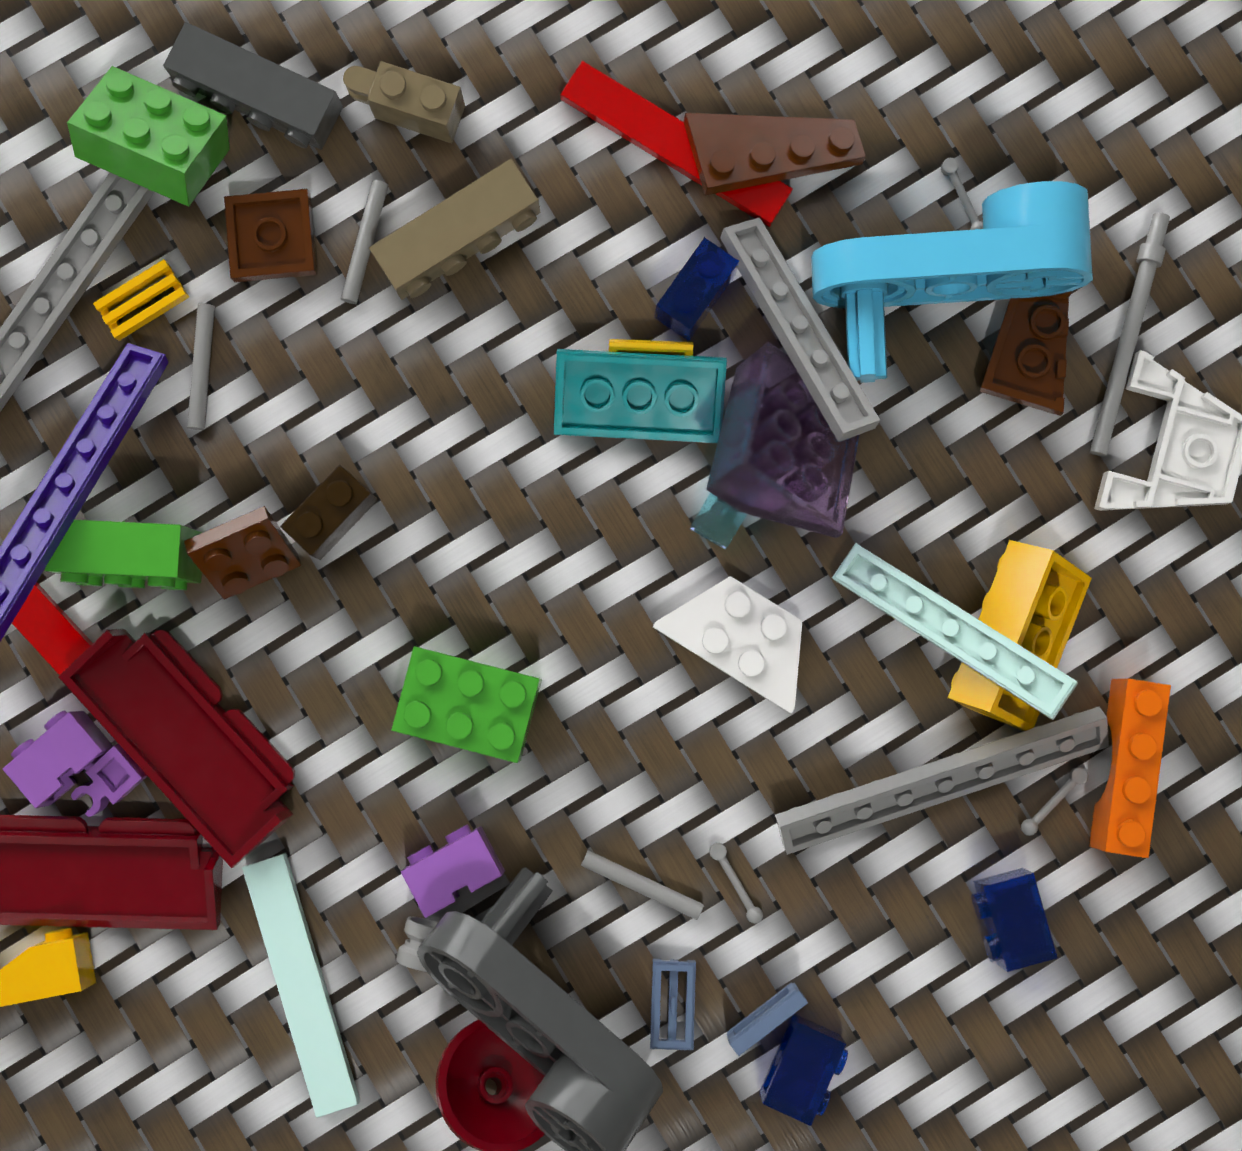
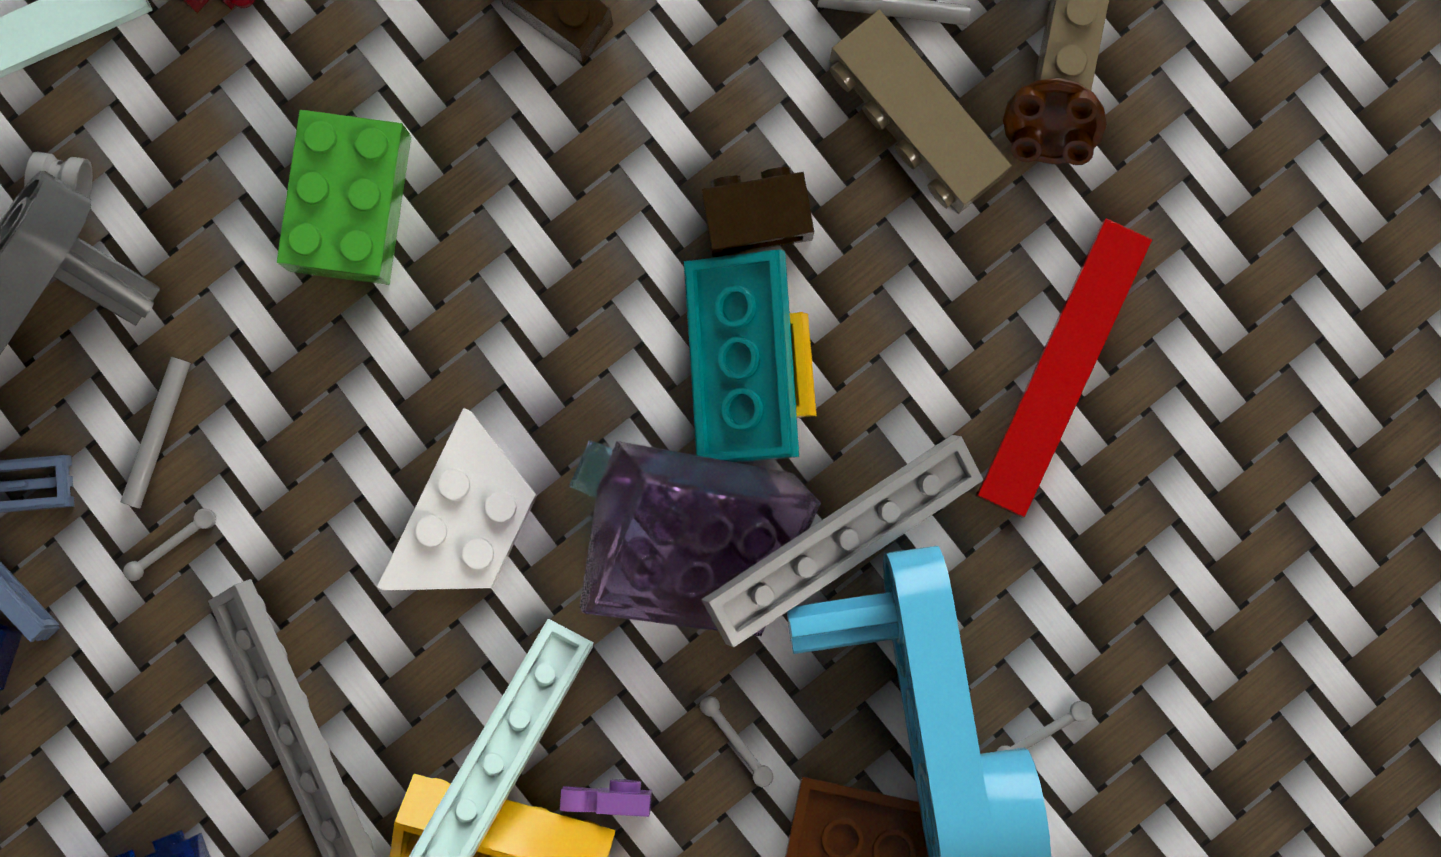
camera: 85 degrees right, 0 degrees up
(440, 874) = (158, 216): medium lavender brick -> none
(479, 121) = (1054, 122): none -> reddish brown dish
(521, 369) = (757, 212): none -> dark brown brick
(696, 289) = (881, 411): clear blue brick -> none
(760, 150) = (1067, 471): reddish brown wing -> none
(973, 422) = (761, 774): none -> light grey hinge
(984, 535) = (621, 798): none -> medium lavender plate

